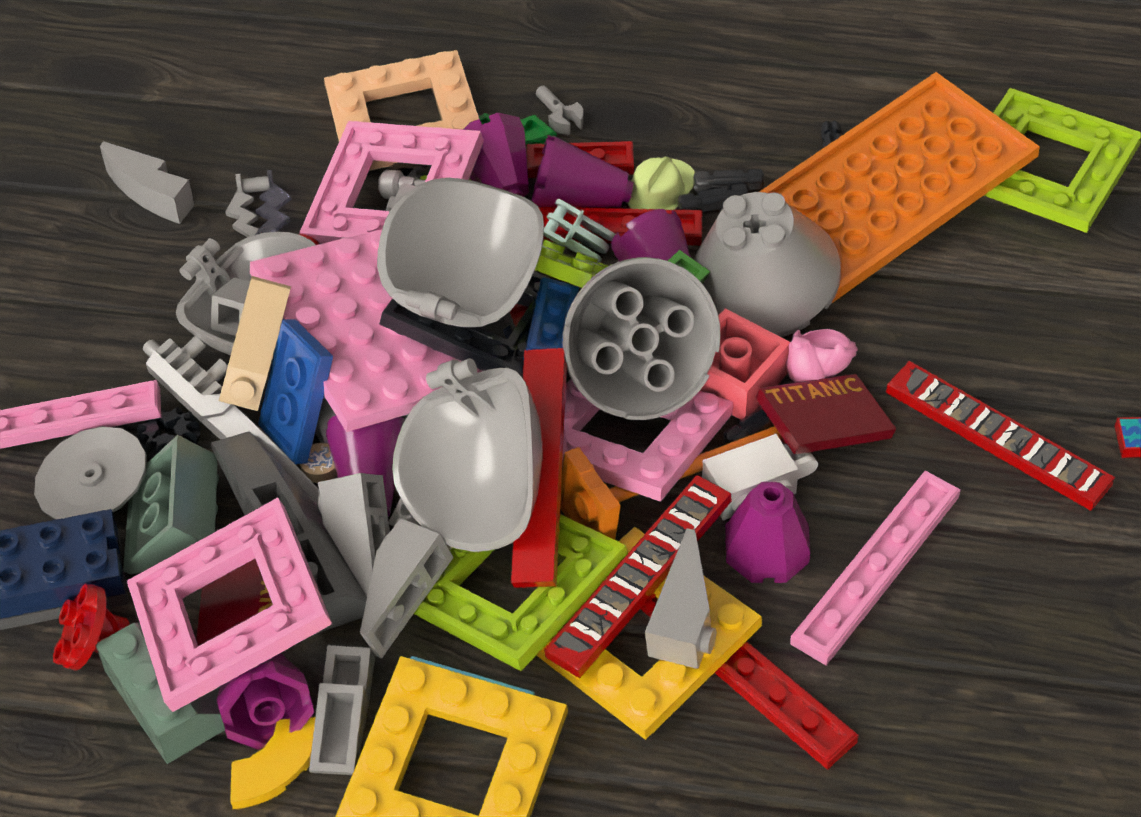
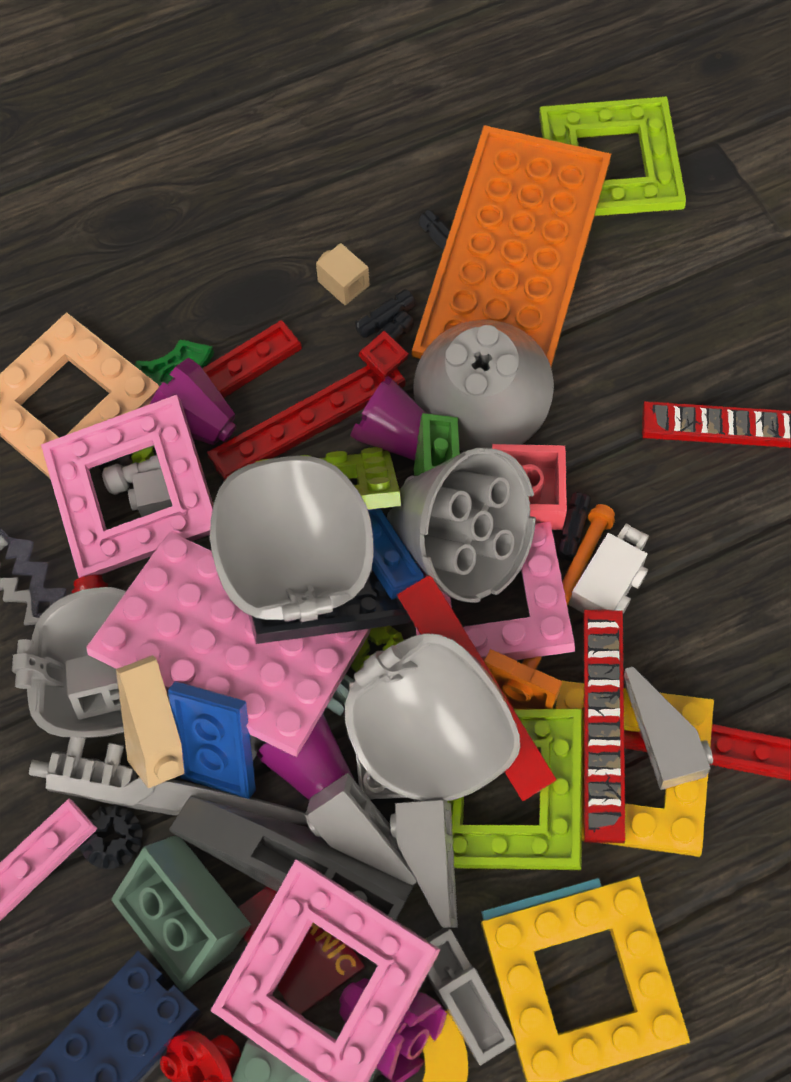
camera: 35 degrees left, 15 degrees up
(90, 473) = (81, 924): light grey piece -> none
(320, 464) = (266, 781): tan tile -> none
(561, 113) = (197, 322): light grey bar -> none
(576, 231) = (307, 436): light aqua arm -> none
(578, 178) = (269, 386): magenta cone -> none
(660, 183) = (332, 348): yellowish green piece -> none
(695, 205) = (383, 355): none -> red tile
(714, 131) = (342, 273): none -> tan brick
(768, 535) = (660, 625): magenta cone -> none
(818, 355) = (583, 436): bright pink hair -> none
(825, 413) = (623, 489): dark red tile -> none
(874, 568) = (748, 598): bright pink tile -> none

